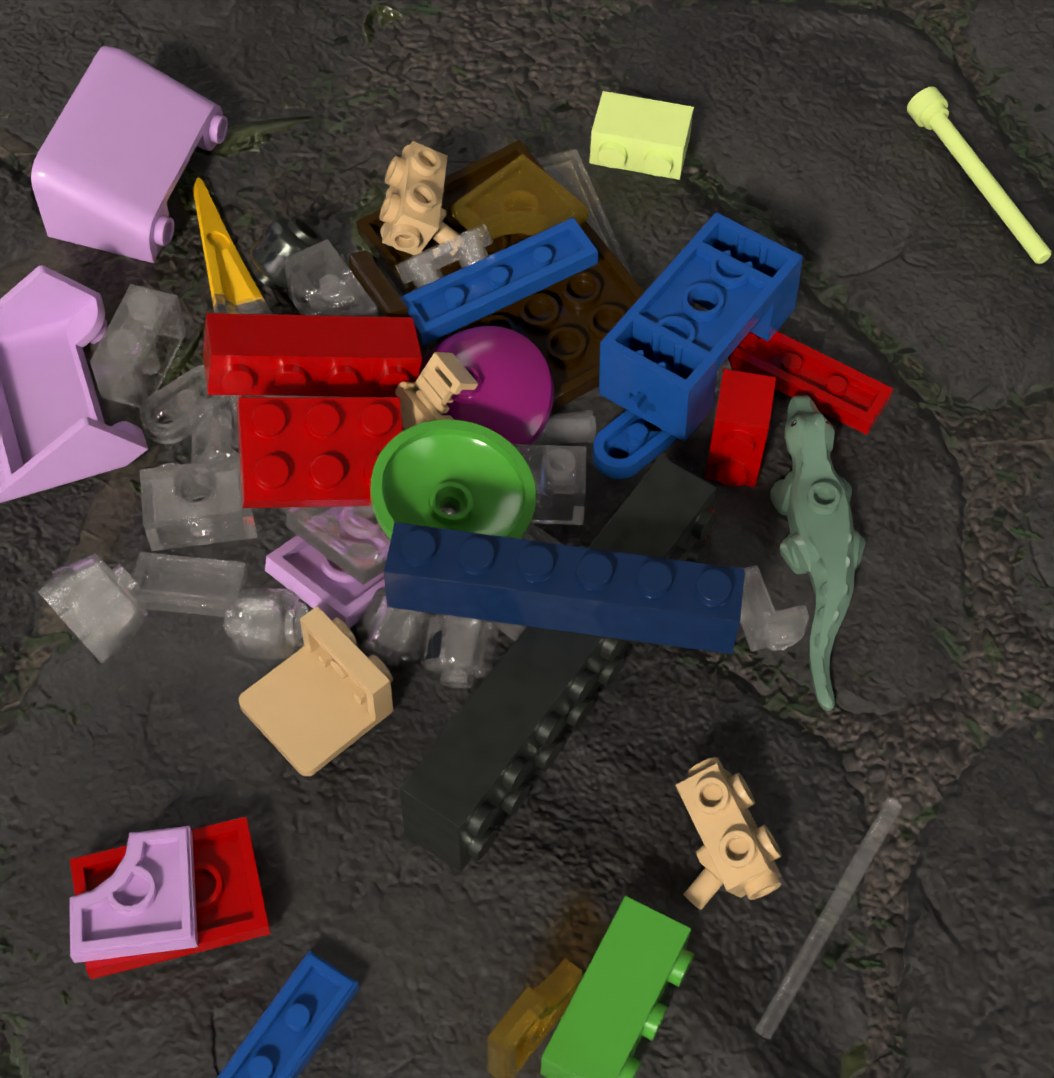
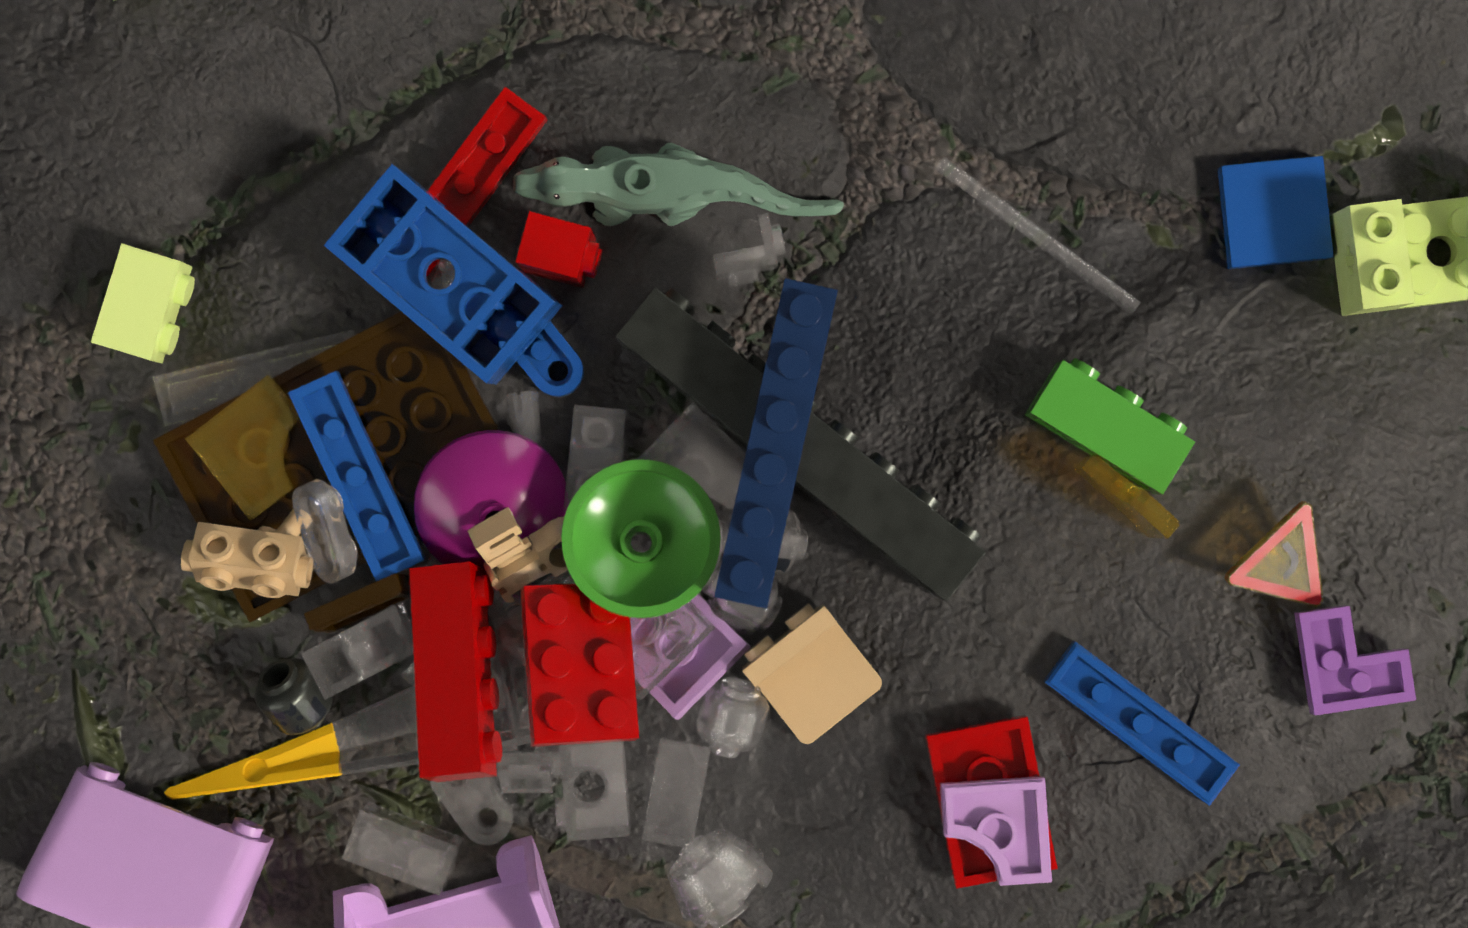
camera: 90 degrees left, 30 degrees up
(734, 847) = (974, 314): tan brick -> none

